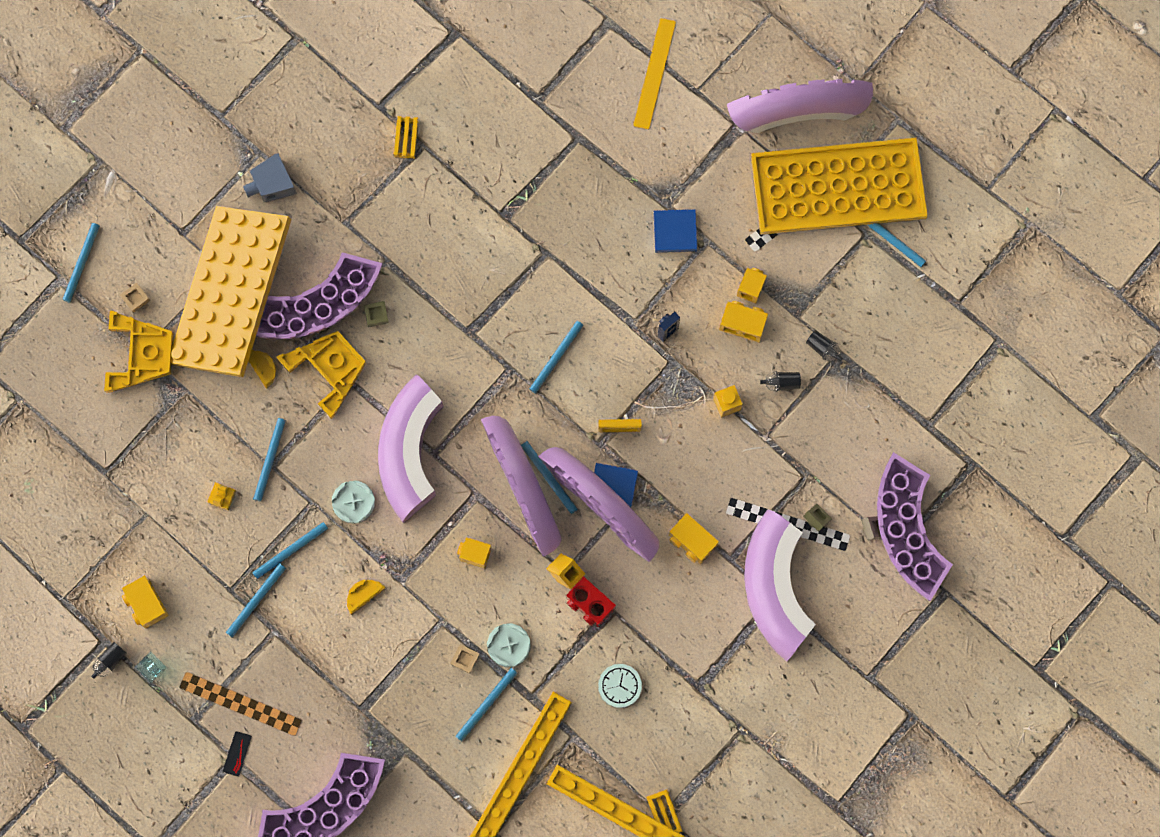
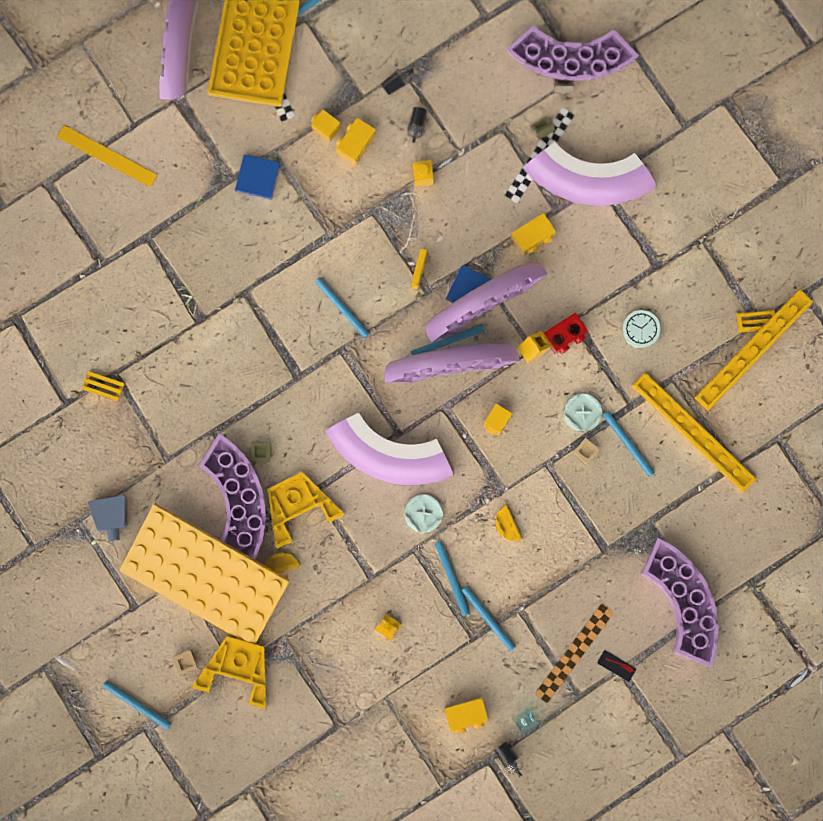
camera: 75 degrees left, 5 degrees up
(269, 460) = (366, 577): dark azure bar -> none
(668, 325) = (344, 204): dark blue plate -> none

